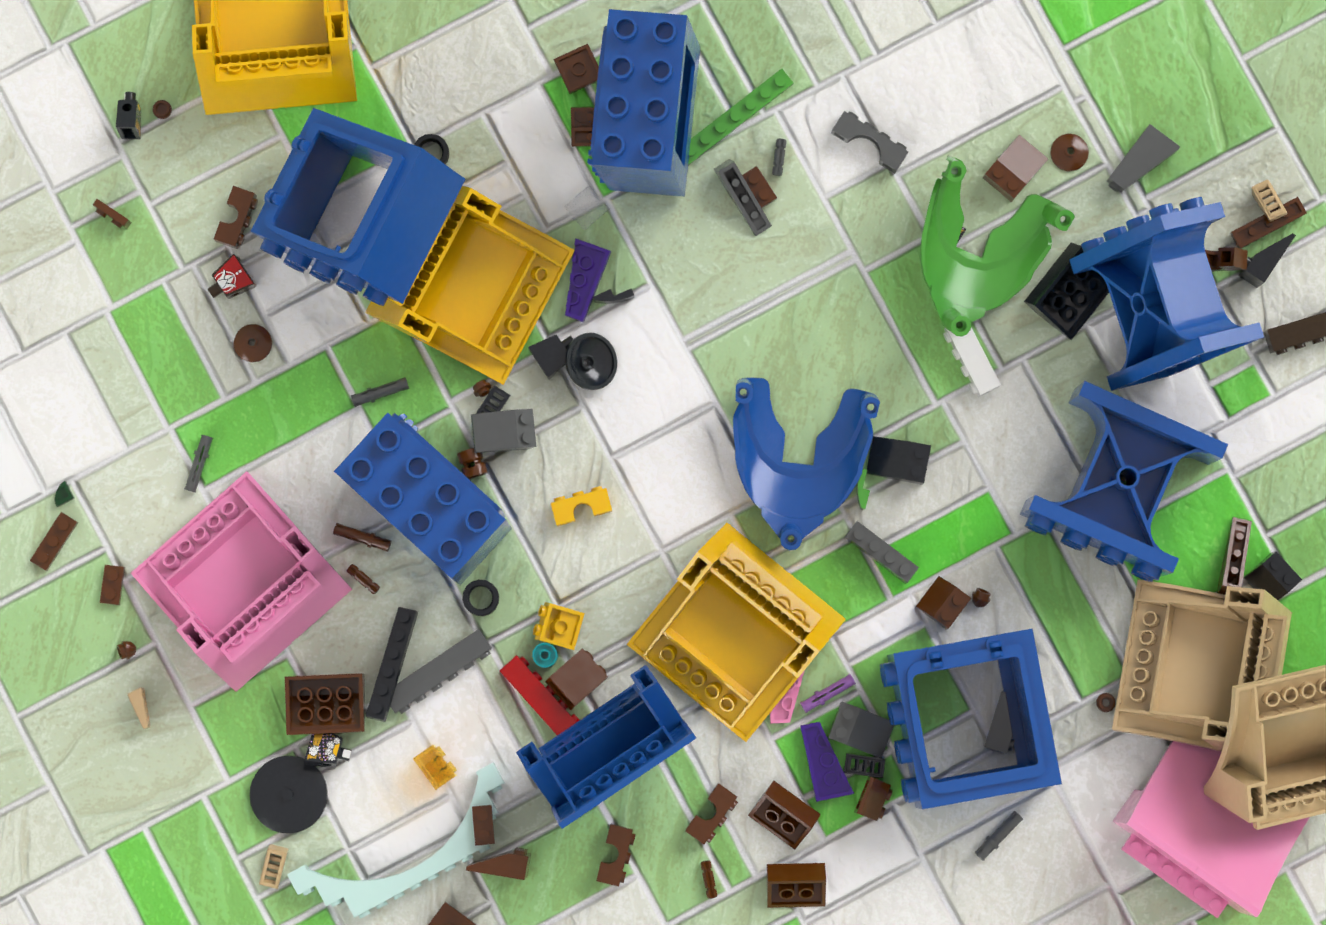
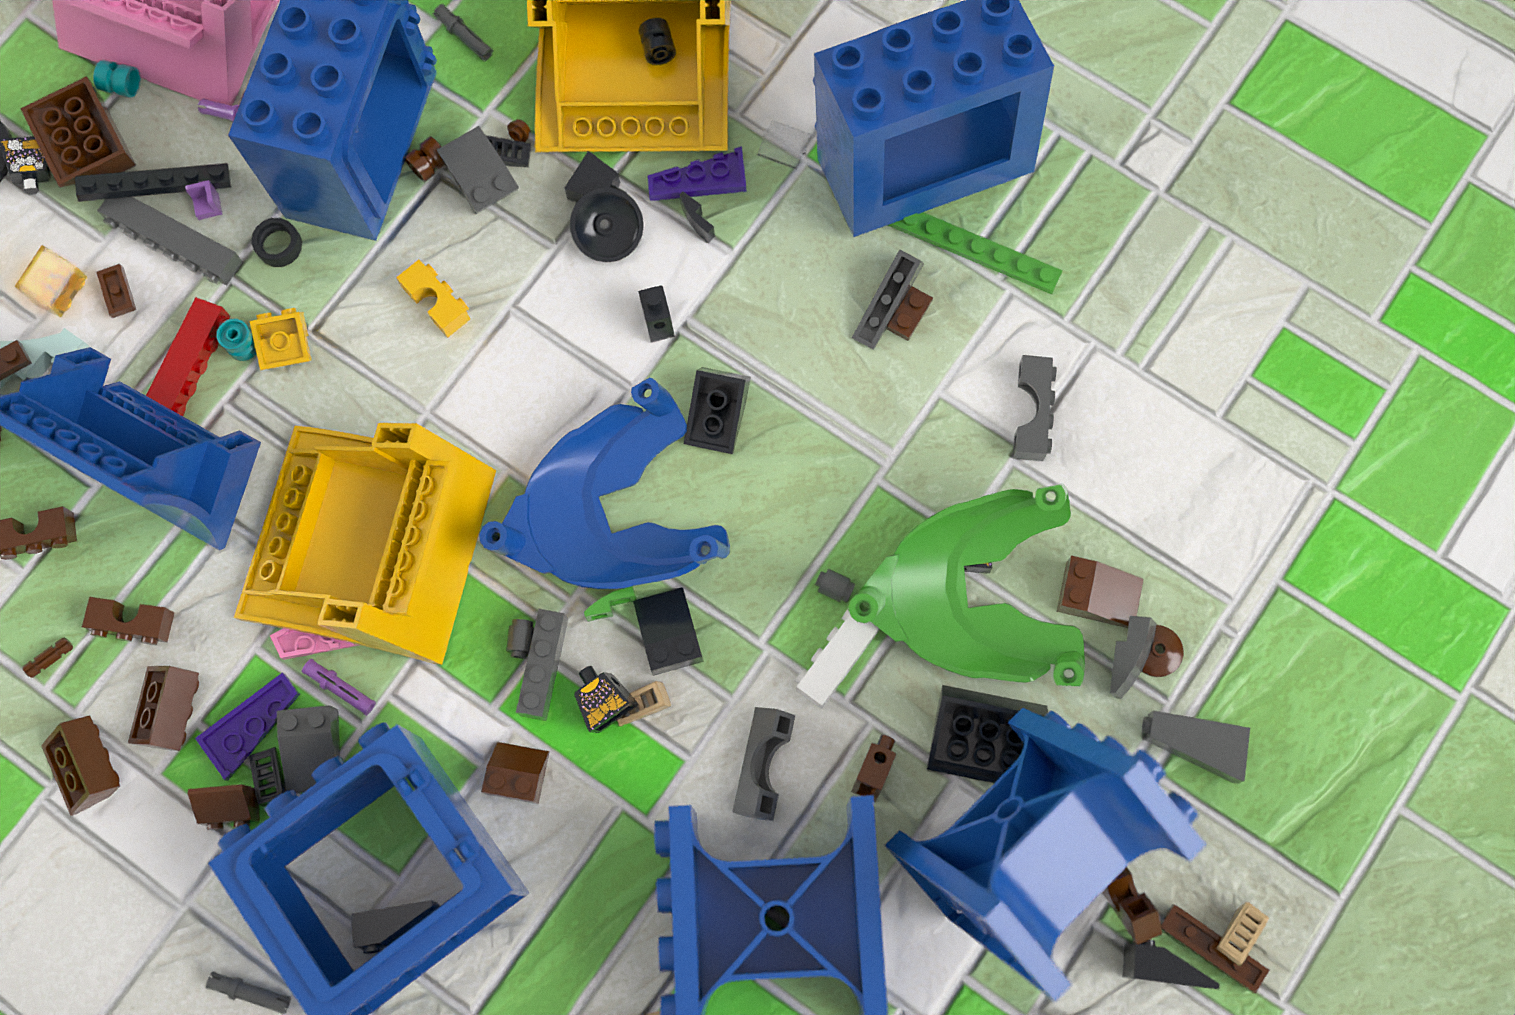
camera: 70 degrees right, 10 degrees down
(289, 658) = (116, 78): none -> teal wheel
(365, 584) = (218, 109): none -> medium lavender pin
(422, 635) = (205, 199): none -> medium lavender panel
(459, 726) = (116, 290): none -> reddish brown plate
(465, 257) = (657, 41): none -> black wheel
(577, 678) = (224, 386): reddish brown brick -> none
(672, 359) = (655, 311): none -> black torso
(762, 352) = (716, 409): none -> black slope
(779, 157) = (957, 318): dark grey axle -> none
(856, 558) = (519, 638): none -> dark grey brick
(924, 336) = (835, 585): none -> dark grey brick
(924, 523) = (602, 699): none -> black torso
(942, 485) = (662, 697): none -> tan slope
(980, 597) = (545, 816): reddish brown plate -> none
(1033, 456) = (767, 734): none -> dark grey arch
(1062, 378) = (873, 775): none -> reddish brown torso
(1066, 170) = (1132, 654): none -> dark grey slope

